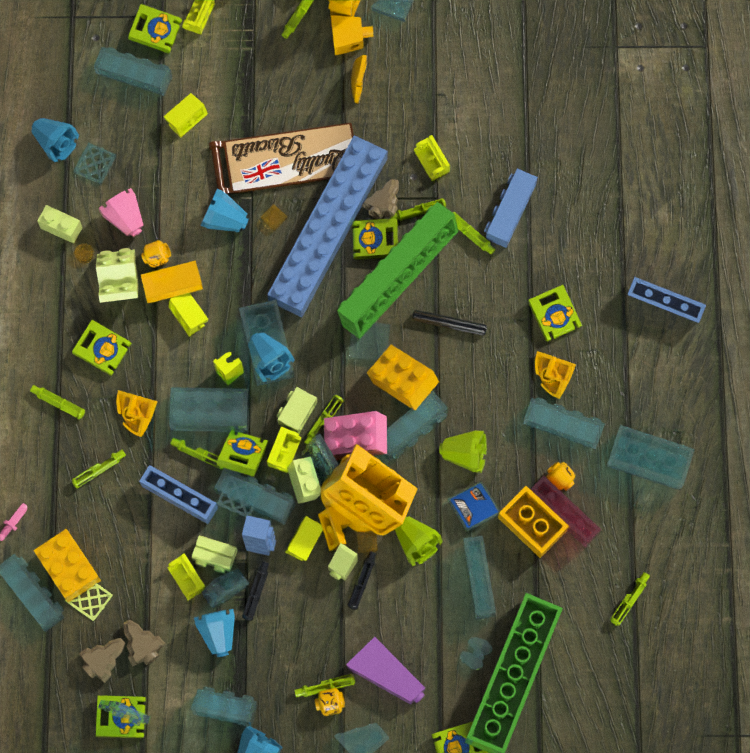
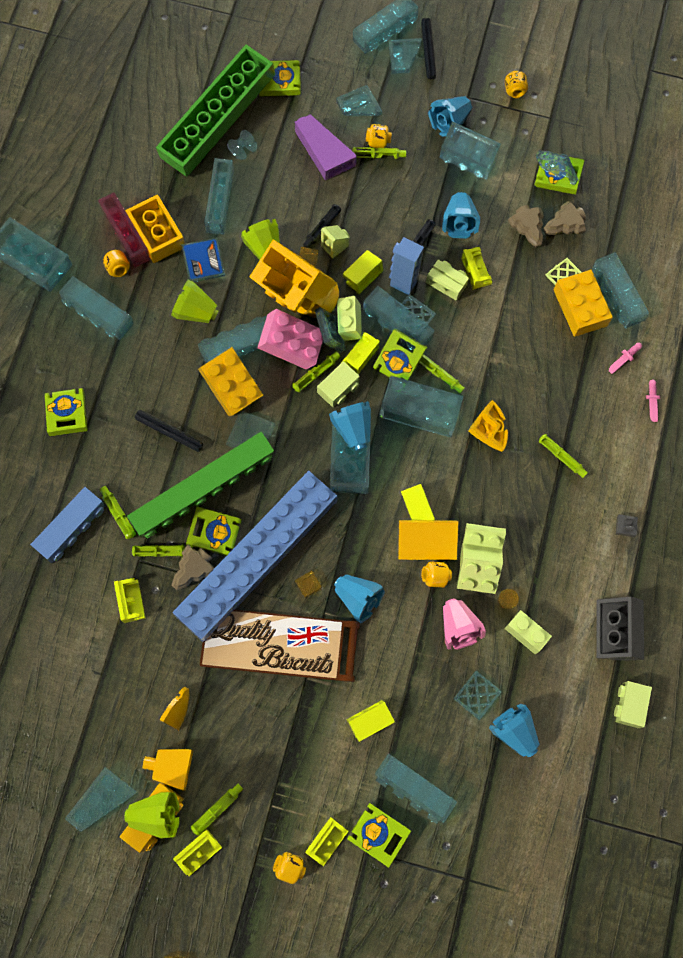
camera: 170 degrees left, 0 degrees up
(97, 469) = (537, 383): lime piece -> none
(104, 349) = (508, 492): lime container -> none
(178, 494) = (468, 335): medium blue brick -> none
(224, 587) = (445, 248): clear light blue slope -> none
(228, 371) = (394, 432): neon yellow hinge -> none
(332, 525) = (336, 267): yellow slope -> none
(553, 373) = (88, 357): yellow brick -> none
(630, 599) = (99, 149): lime piece -> none

